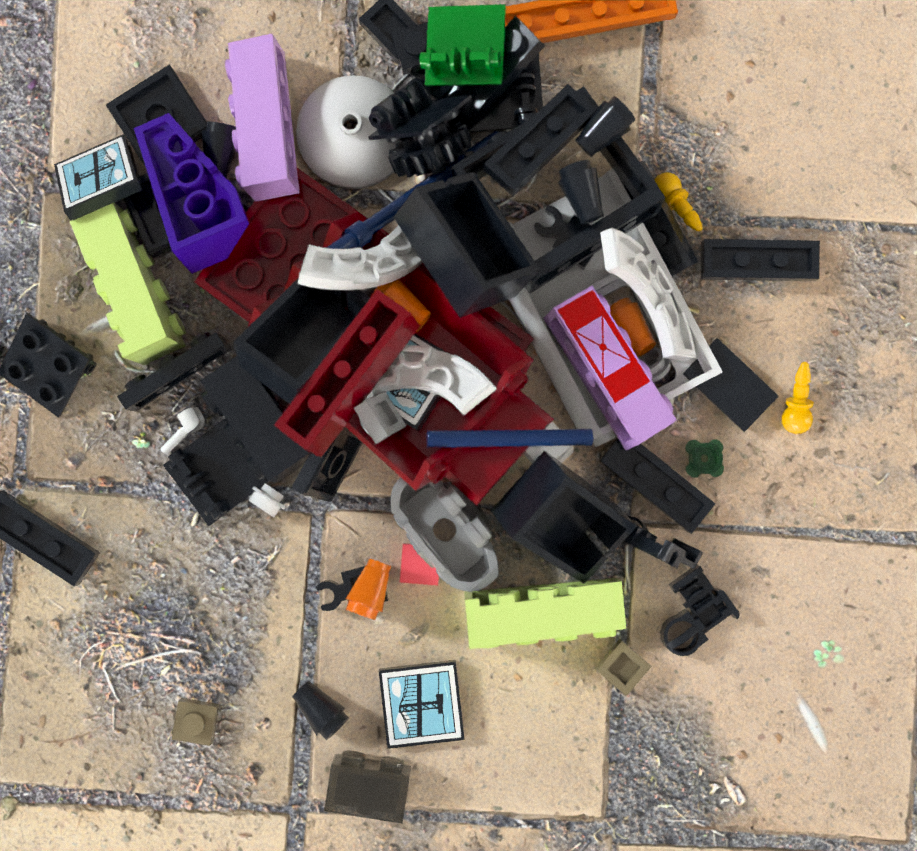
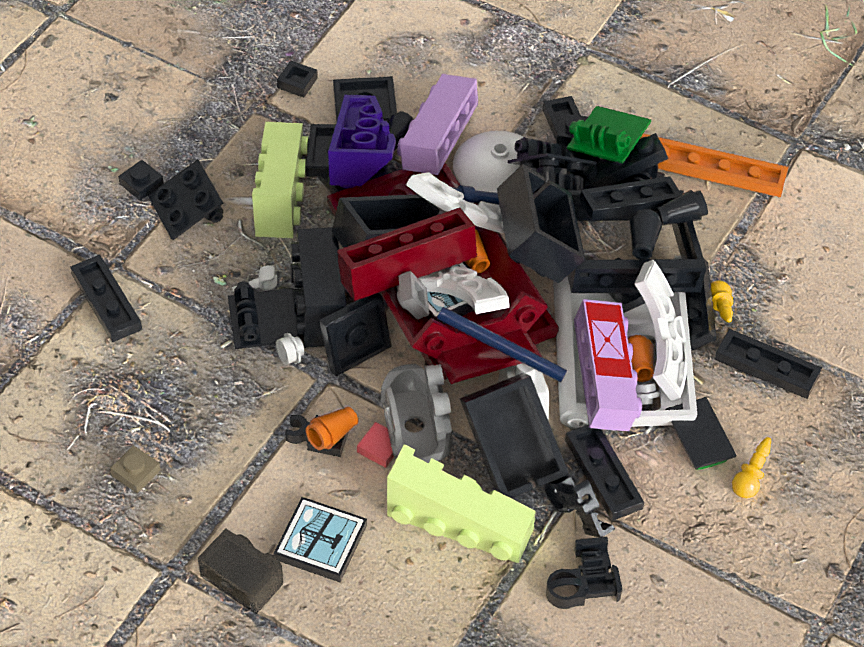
camera: 30 degrees right, 35 degrees down
(65, 125) = (297, 79): none -> black plate
(97, 177) = (300, 111): tile -> none
(173, 371) = (263, 242): black plate -> none
(320, 710) = (238, 503): black cone -> none
(623, 667) = (502, 585): dark tan plate -> none
(715, 458) = (653, 466): clear green plate -> none

